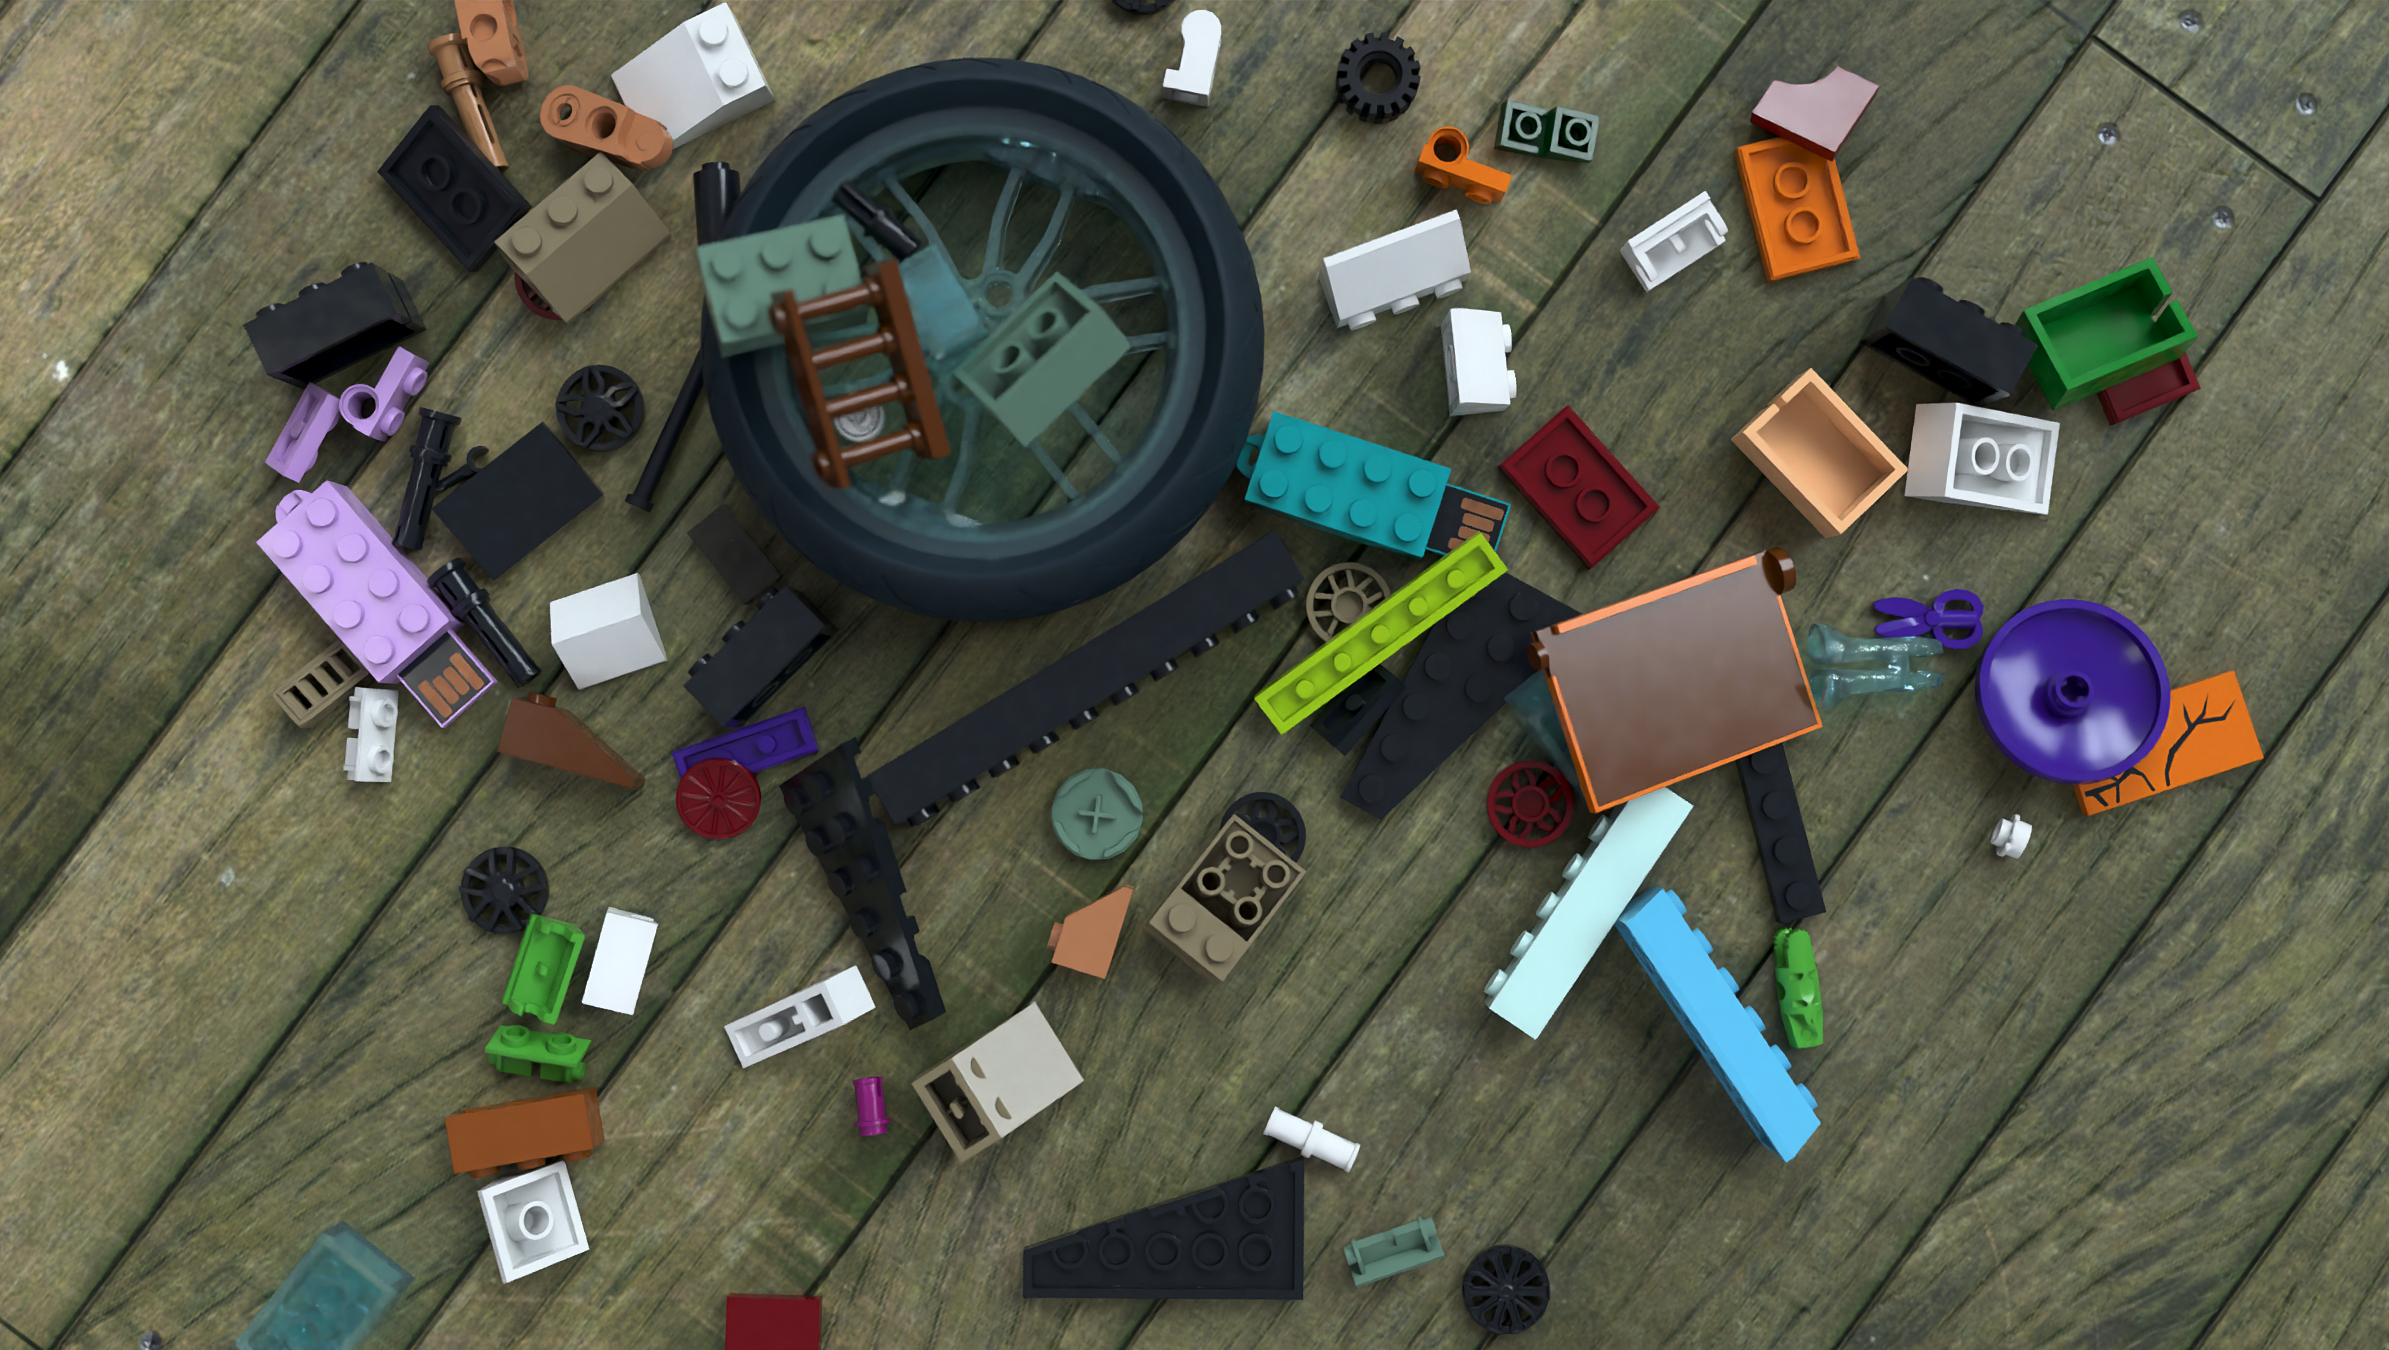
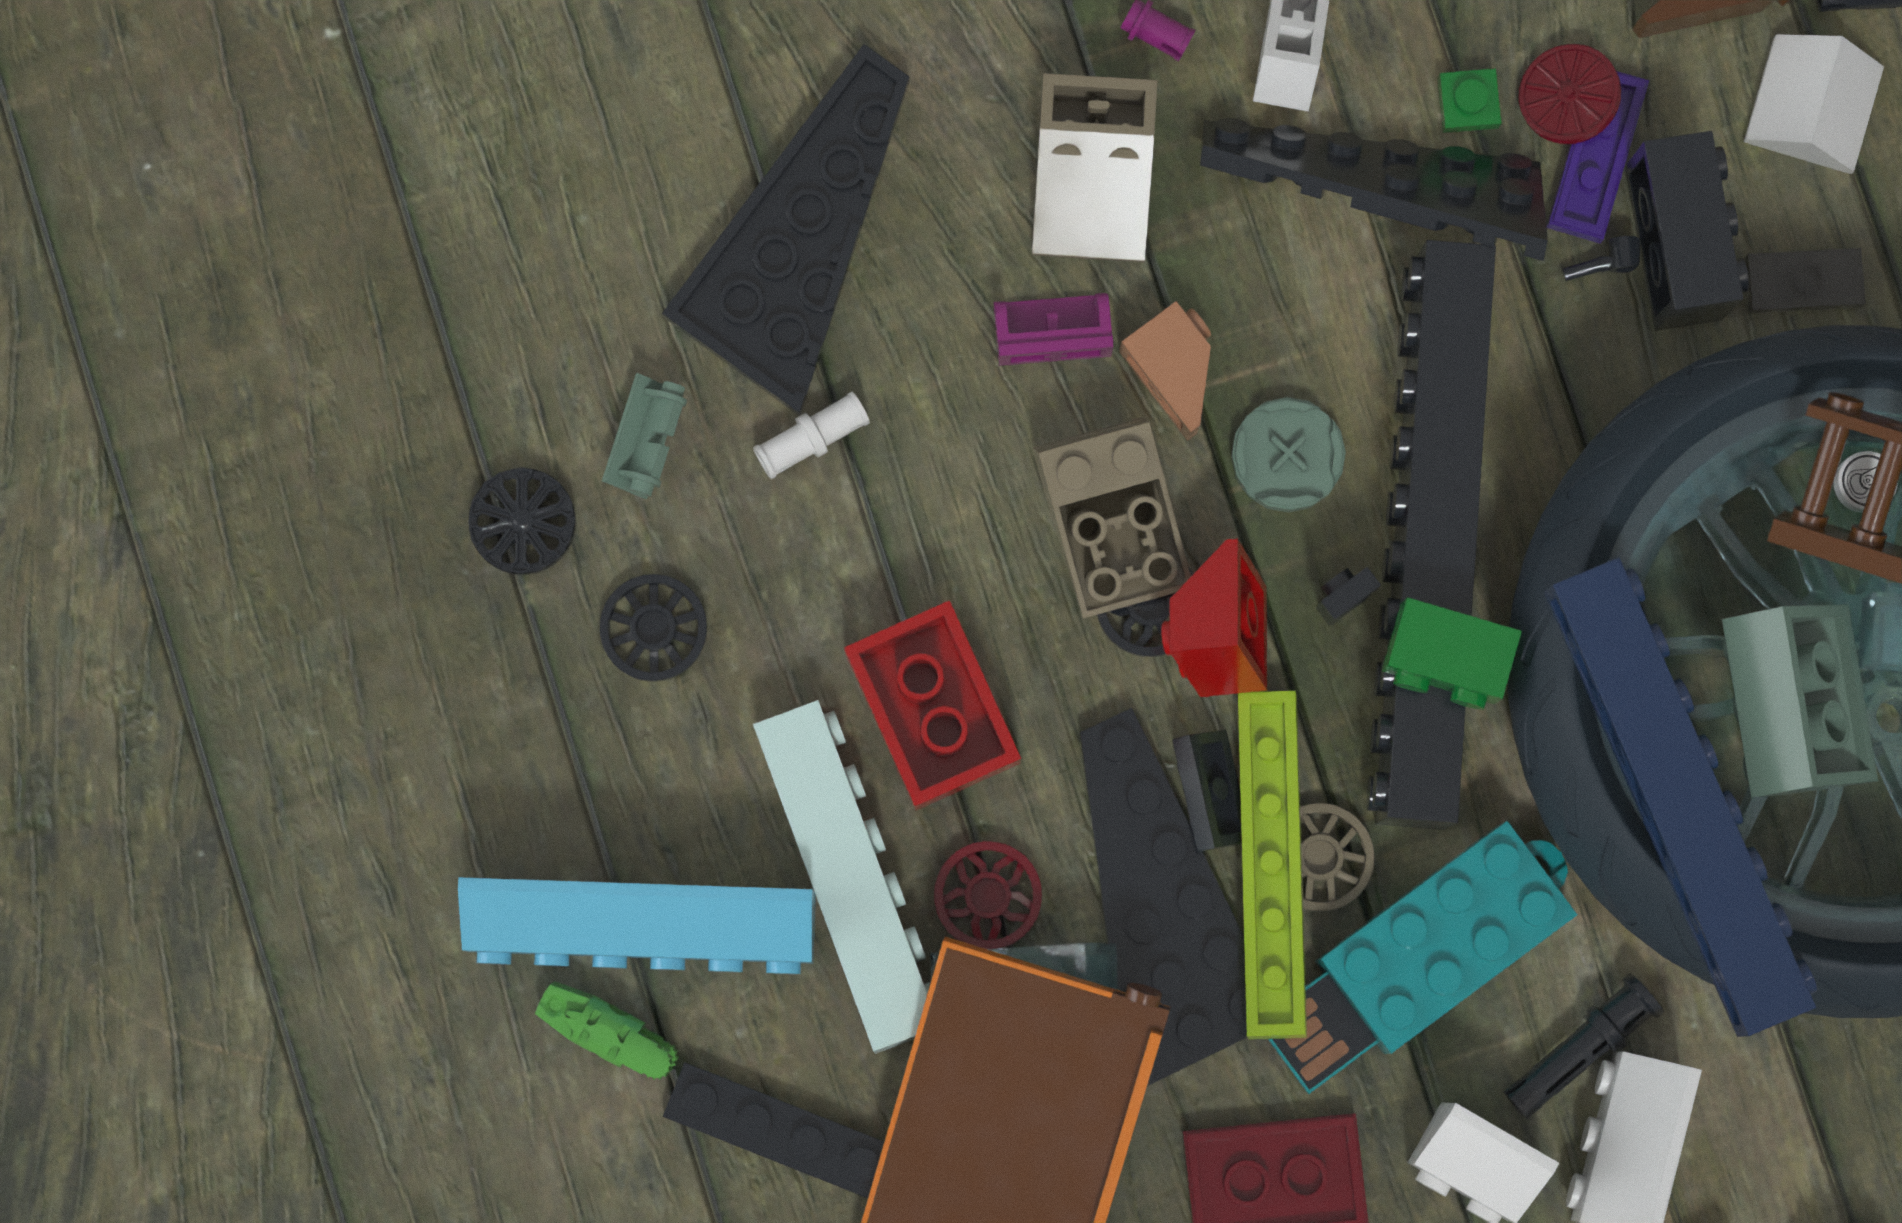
camera: 125 degrees right, 5 degrees down
(770, 862) = (1469, 100): none -> green plate
(805, 685) = (1622, 258): none -> black hand
(1125, 1030) = (1053, 329): none -> magenta hinge
(1167, 392) = (1681, 799): none -> dark blue brick
(1168, 612) = (1450, 653): none -> green brick
(1169, 710) = (1346, 593): none -> black plate
(1248, 778) = (1220, 625): none -> red slope
(1331, 343) = (1603, 1030): none -> black pin
(1437, 930) = (932, 705): none -> red brick
(1513, 1150) = (653, 627): none -> black wheel

